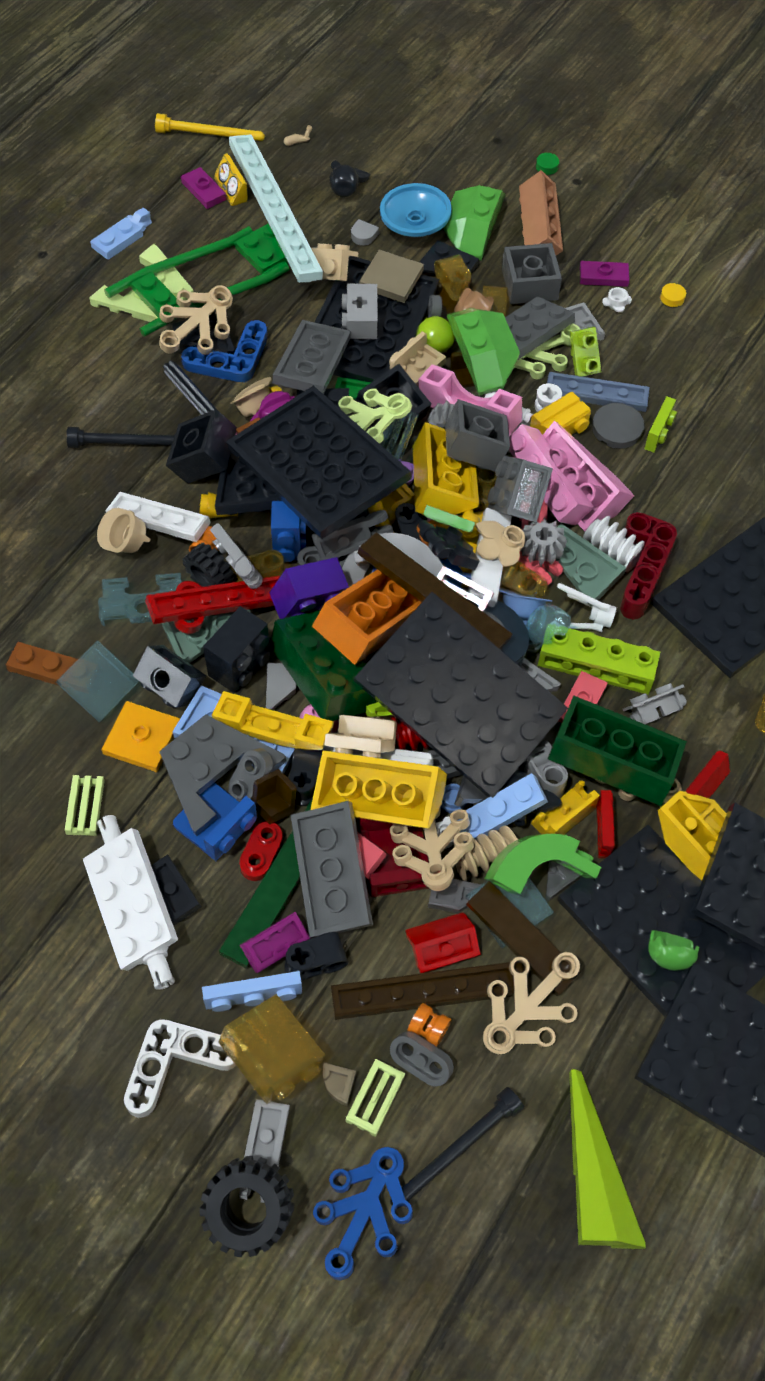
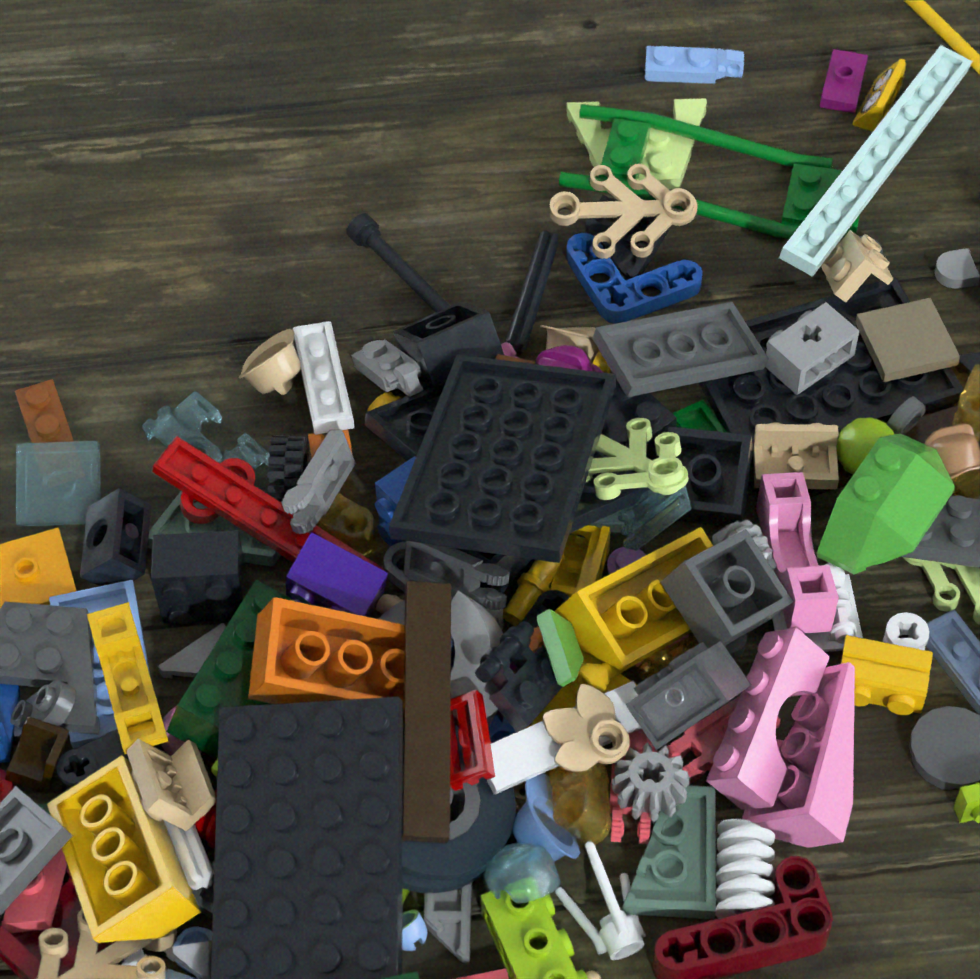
camera: 55 degrees right, 5 degrees down
(185, 483) = (388, 367): none -> light grey hinge

